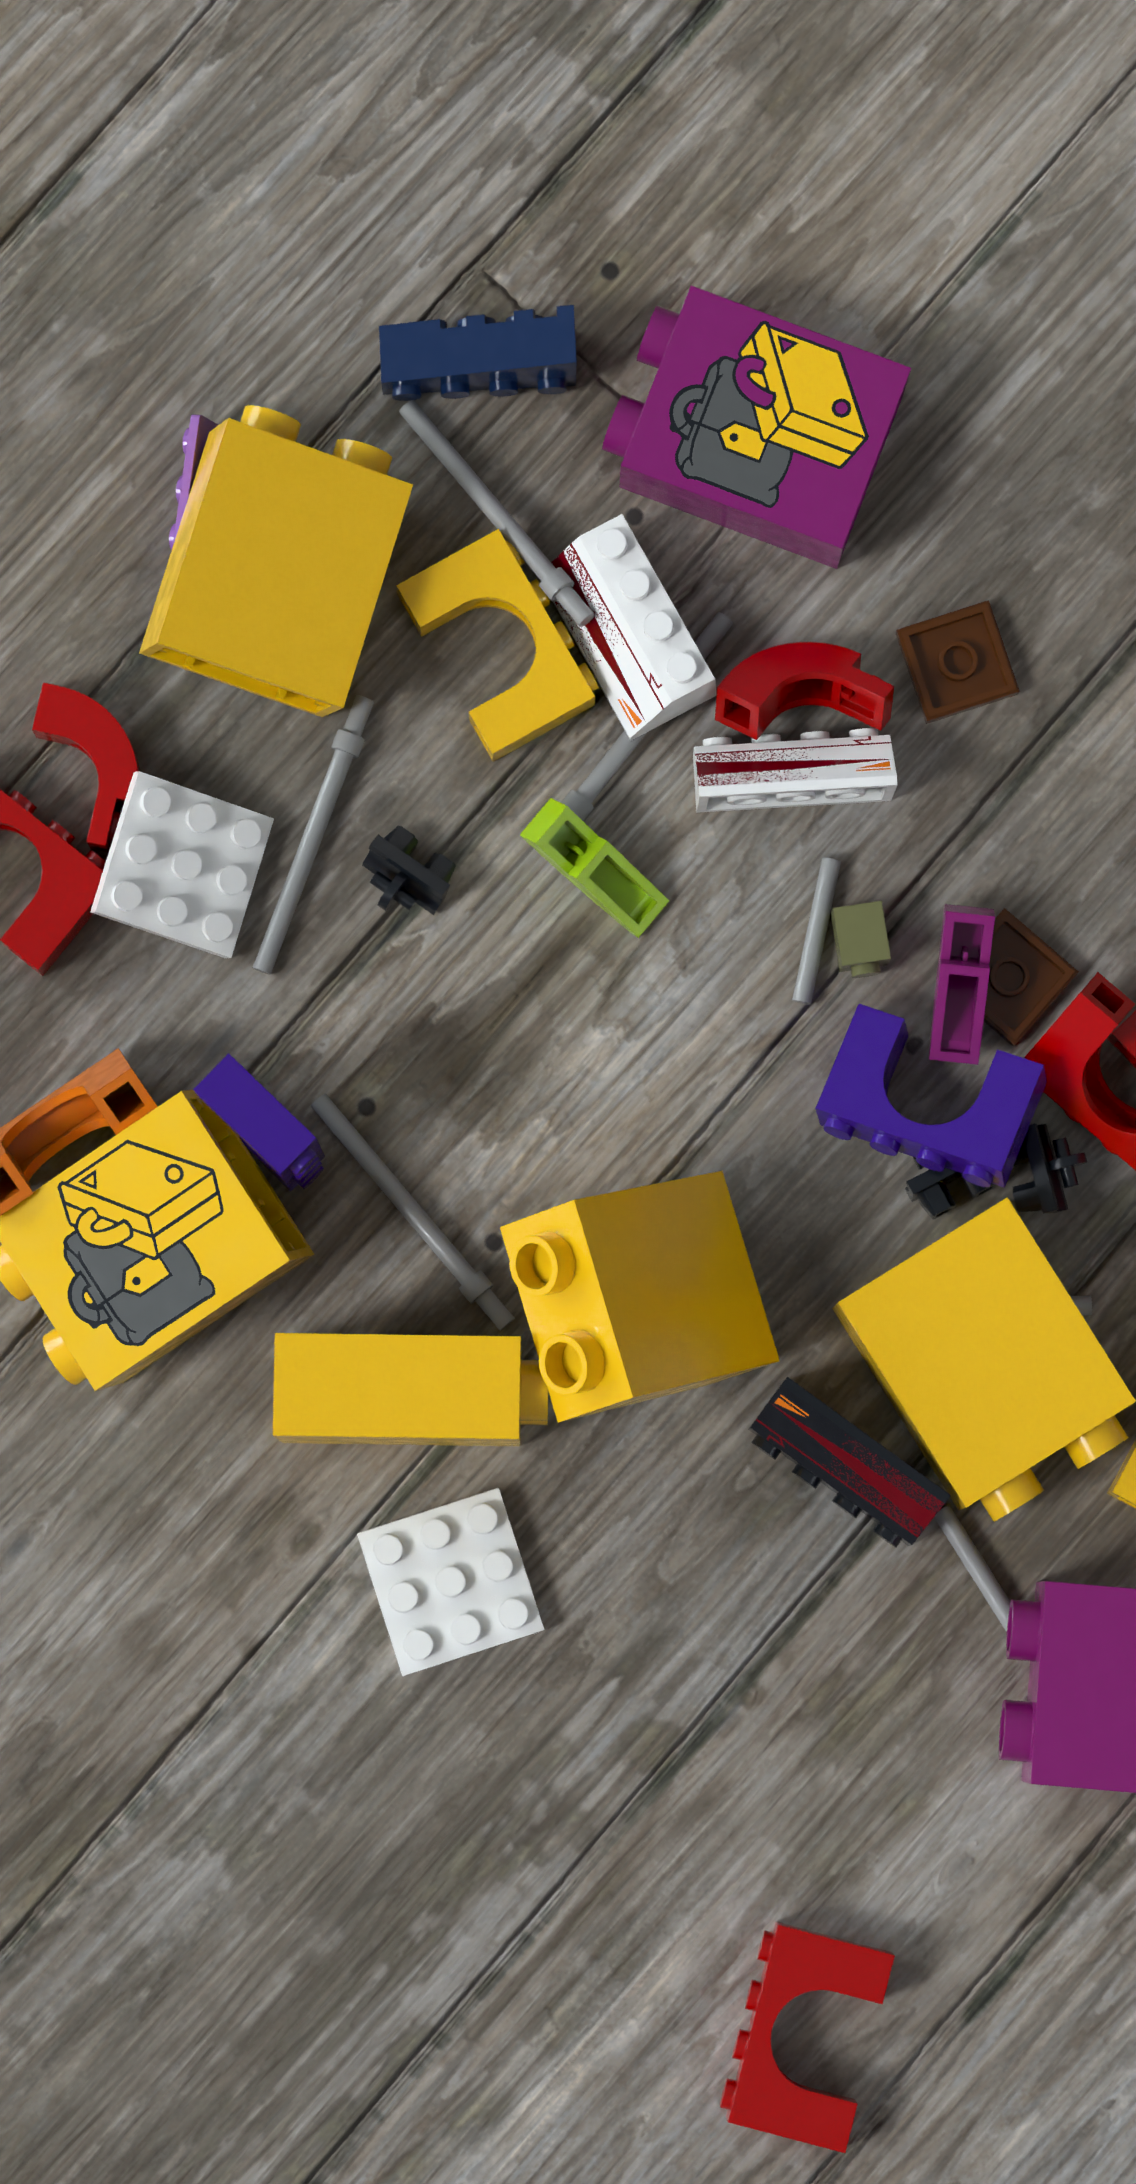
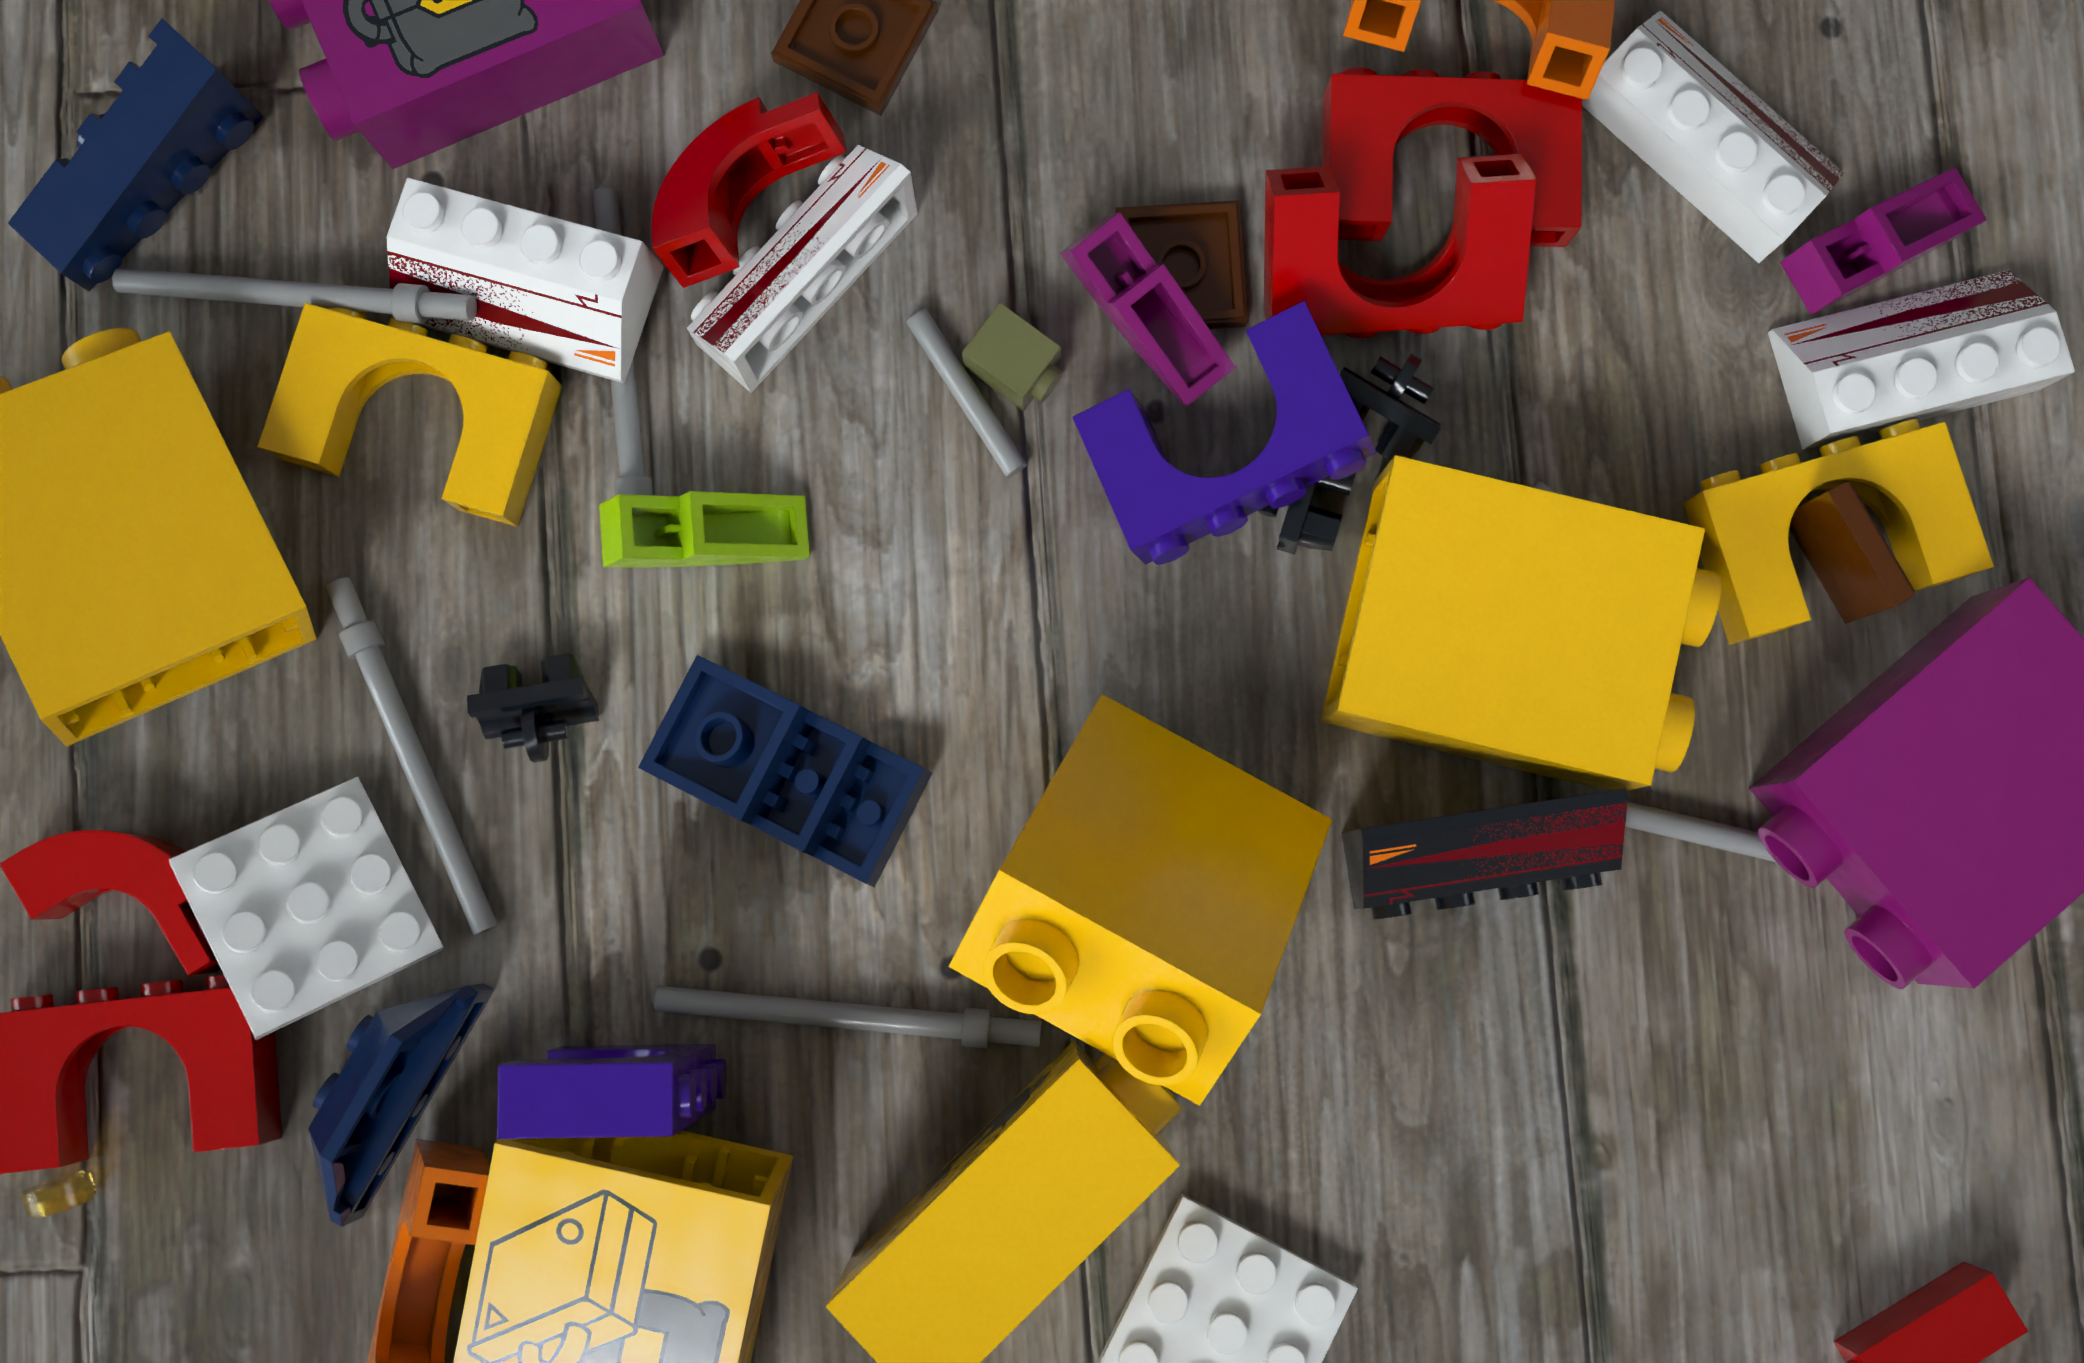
camera: 45 degrees left, 0 degrees up
(129, 1005) = (384, 1092): none -> dark blue wedge
(509, 1043) = (785, 770): none -> dark blue slope

